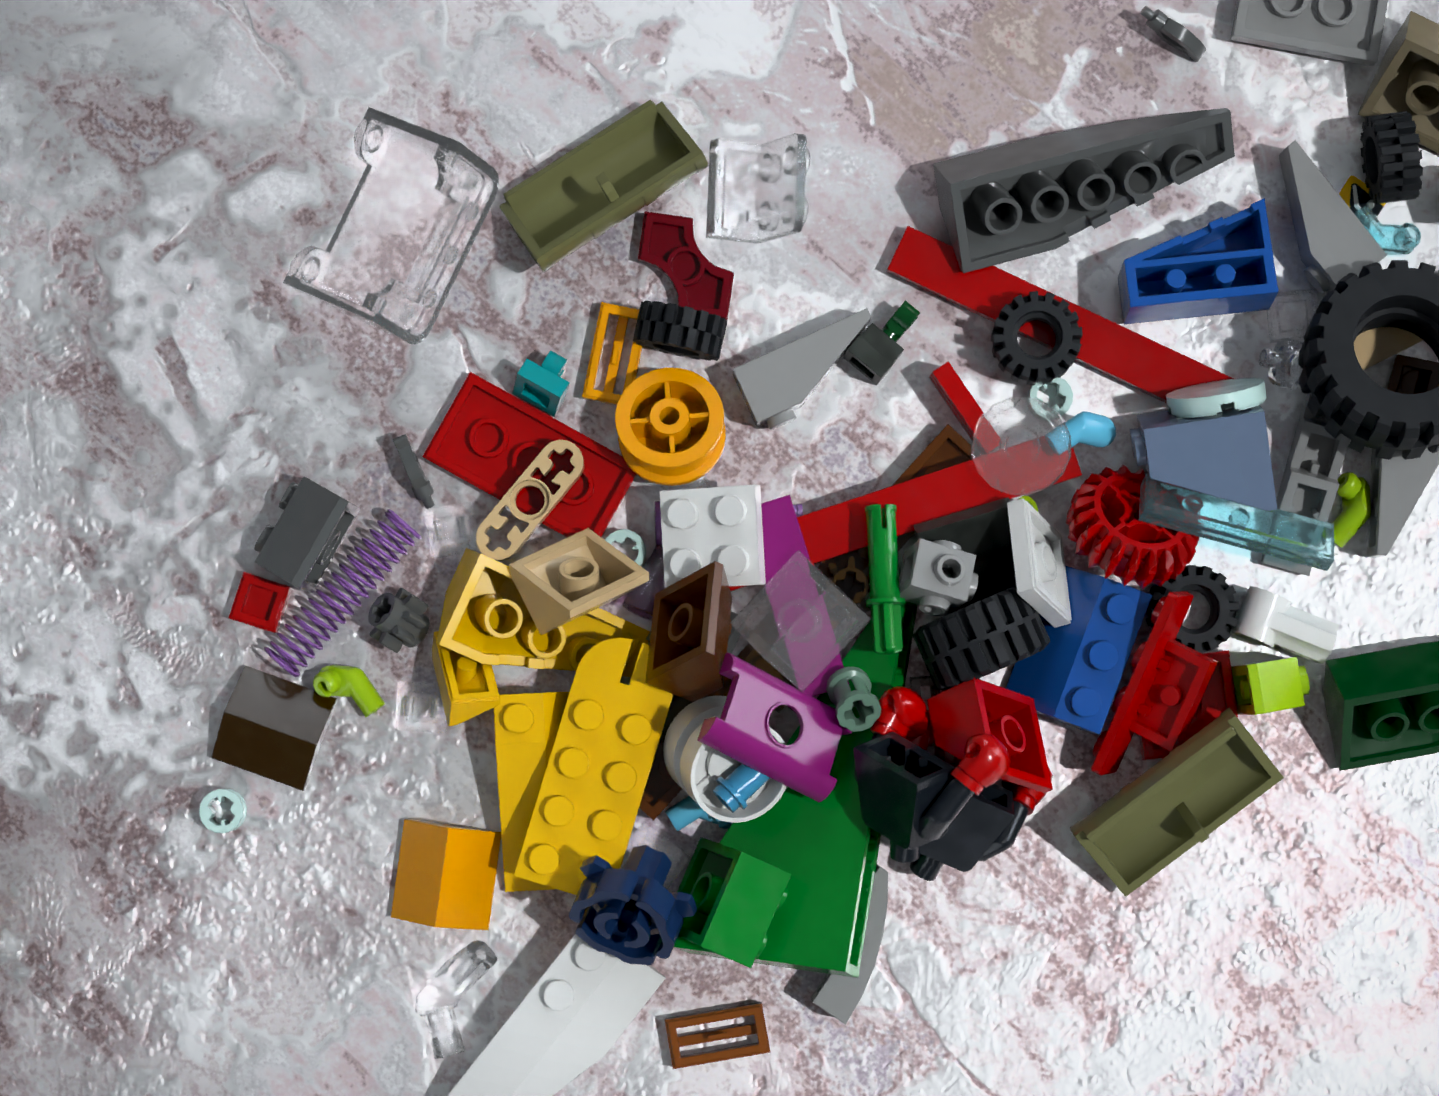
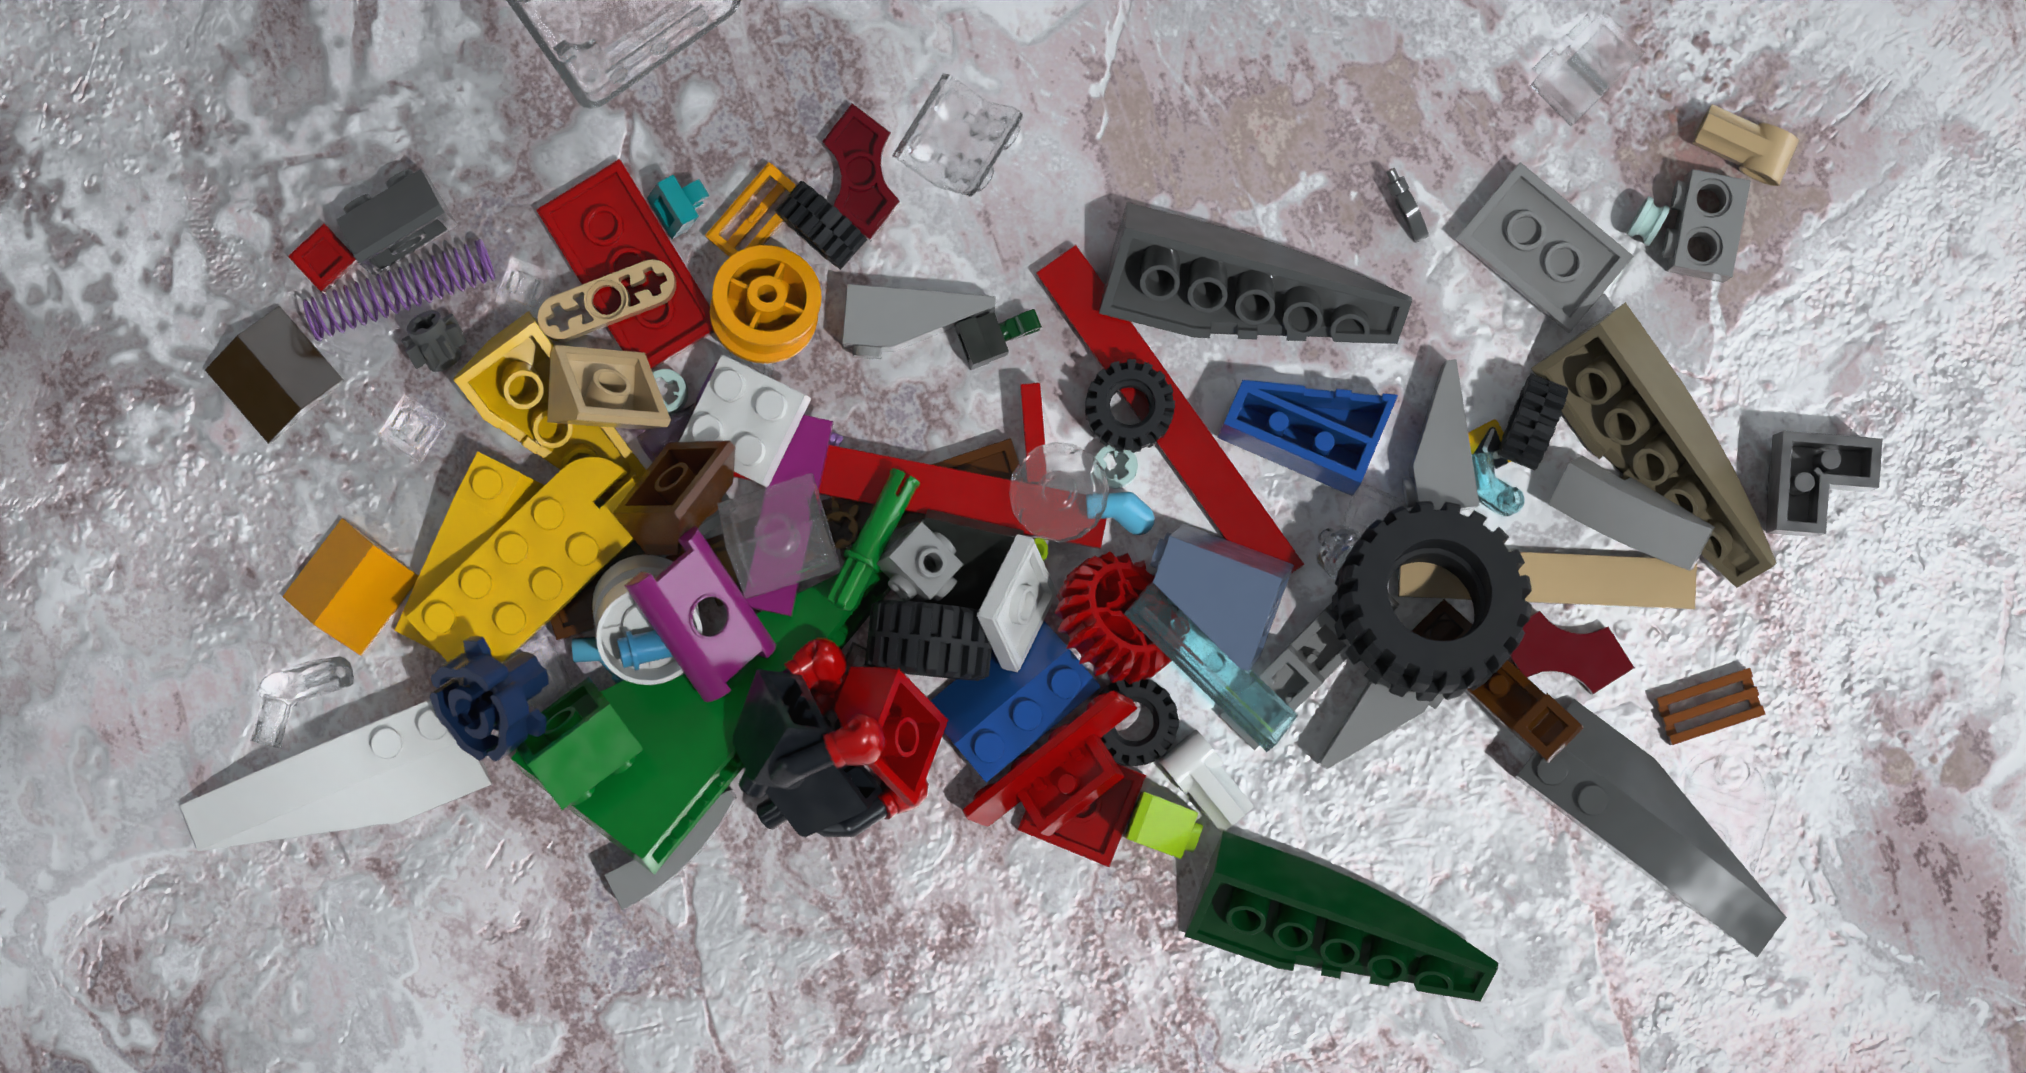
camera: 30 degrees right, 0 degrees up
(238, 808) = (175, 416): light aqua bush -> none
(348, 682) = (360, 371): lime arm -> none
(421, 487) = (522, 217): dark grey piece -> none
(463, 683) = (458, 429): yellow slope -> none
(601, 183) = (825, 57): olive container -> none
(676, 1042) = (548, 873): dark orange tile -> none
(845, 699) = (778, 627): sand green bush -> none
(1177, 802) = (1021, 880): olive container -> none
(1215, 396) = (1254, 543): light aqua tile -> none
(1355, 505) = (1329, 713): lime arm -> none

